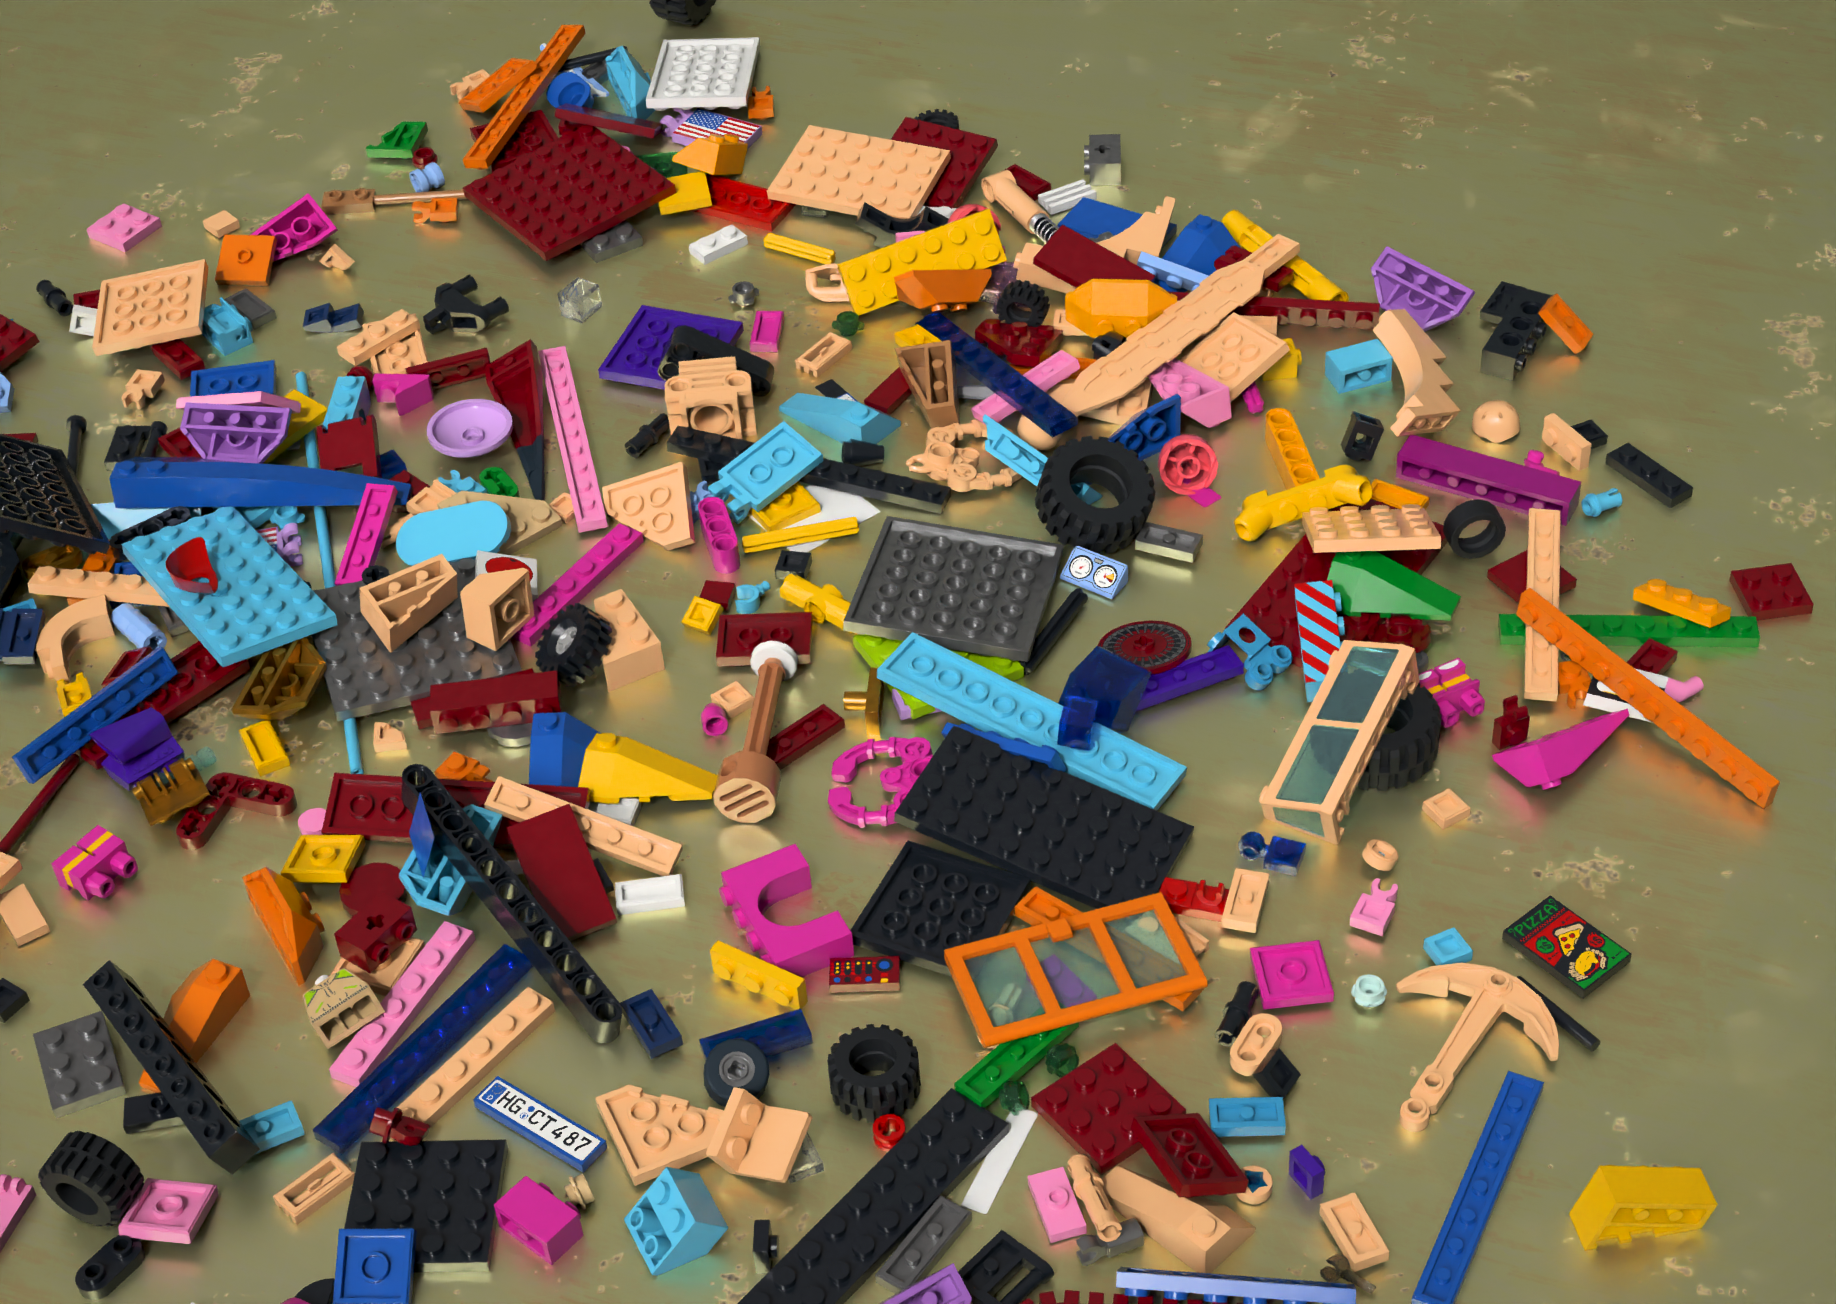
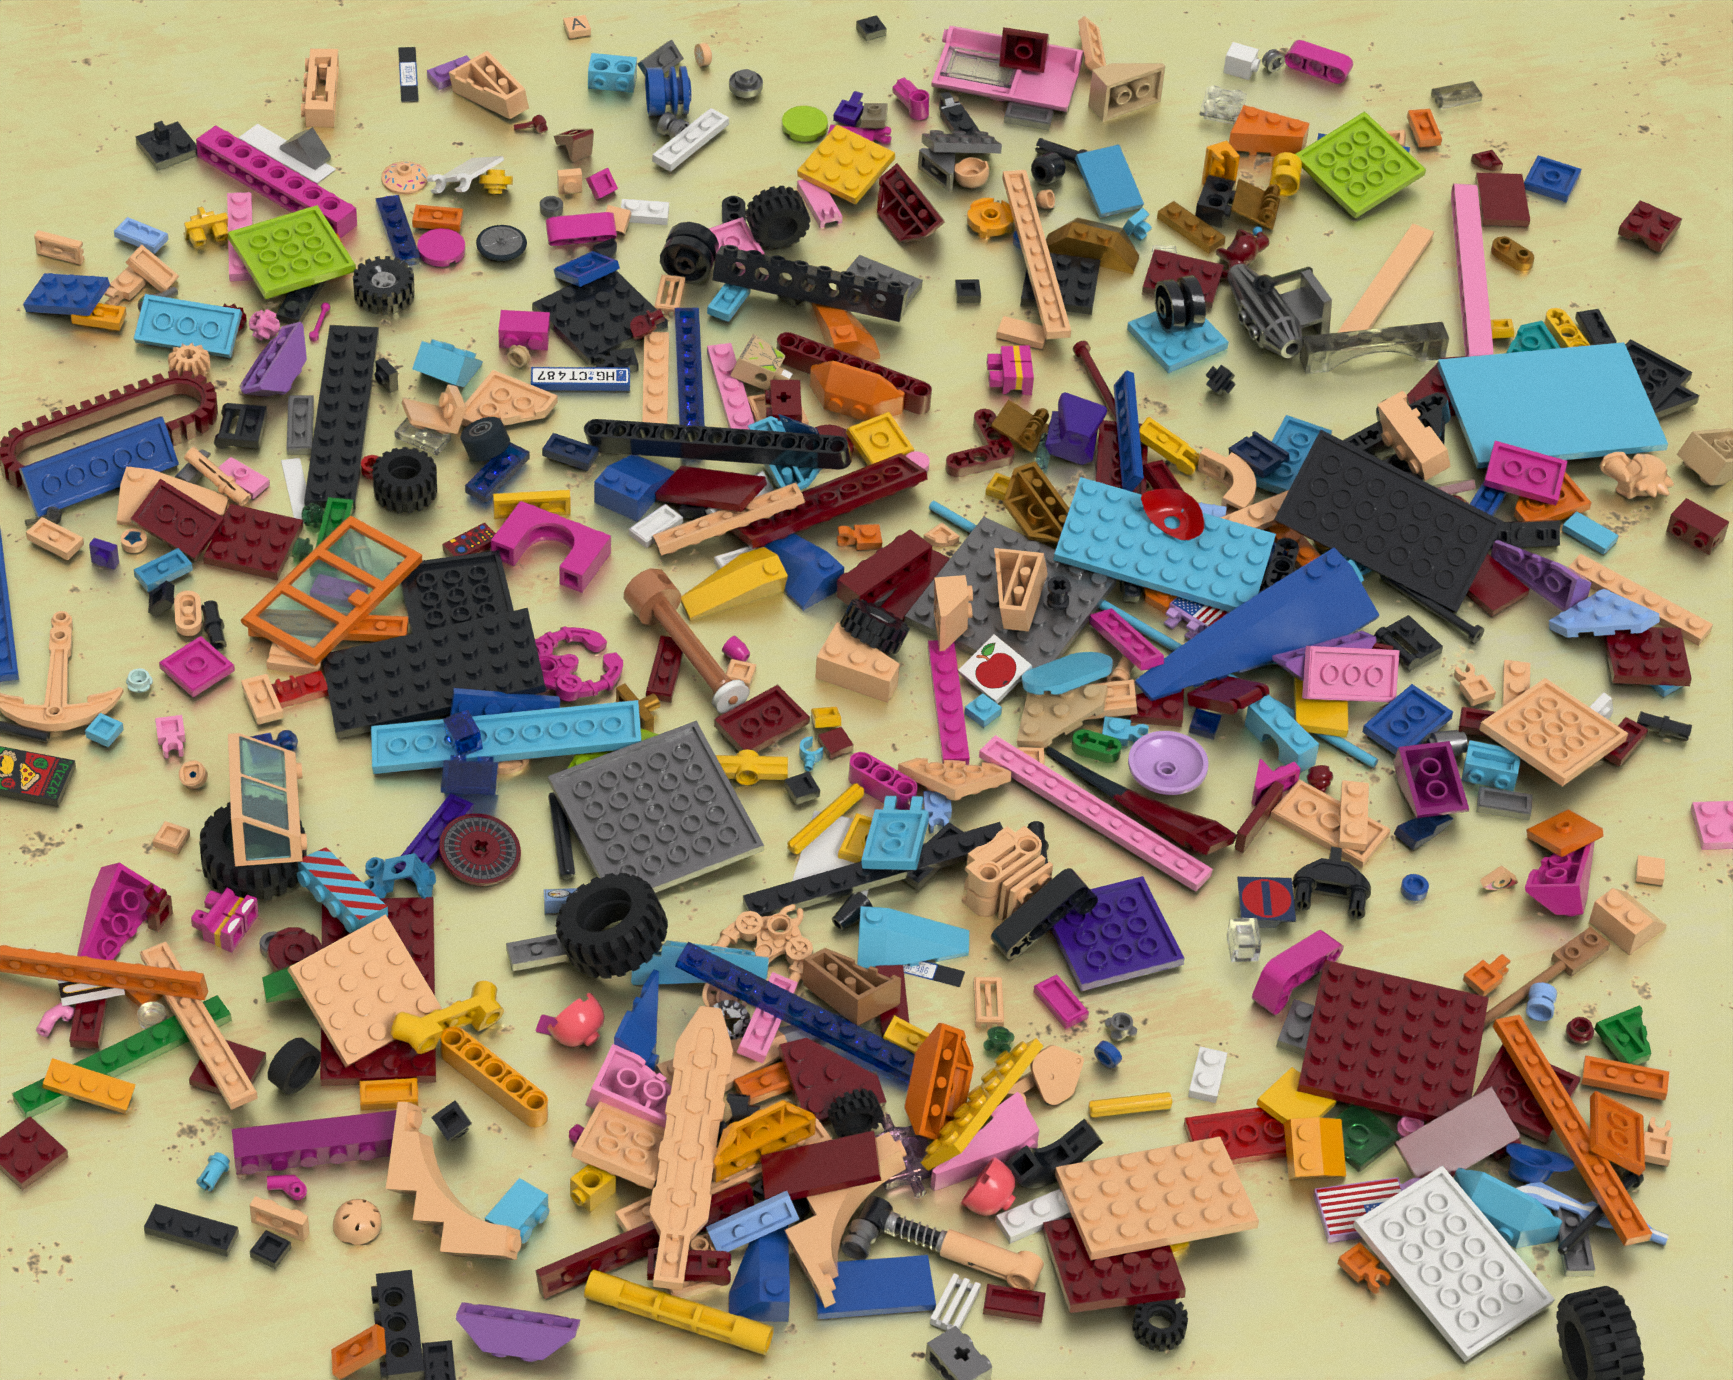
camera: 135 degrees right, 5 degrees up
(116, 374) = (1515, 680): none -> light nougat plate
(229, 353) = (1457, 739): none -> flat silver brick
(244, 1195) = (689, 252): none -> black wheel
(253, 954) = (803, 353): none -> dark red beam
(286, 190) = (1625, 920): none -> light nougat slope
(288, 328) = (1430, 779): none -> magenta slope
(401, 287) = (1414, 887): none -> blue tile
(439, 122) = (1625, 1077): none -> orange plate
(472, 1122) = (618, 358): none -> black plate
(524, 317) = (1267, 900): none -> piece
(534, 270) = (1293, 968): none -> dark pink beam
(554, 561) = (983, 710): none -> medium azure plate
(630, 941) = (630, 486): none -> blue slope
(779, 276) = (1107, 1054): none -> blue tile

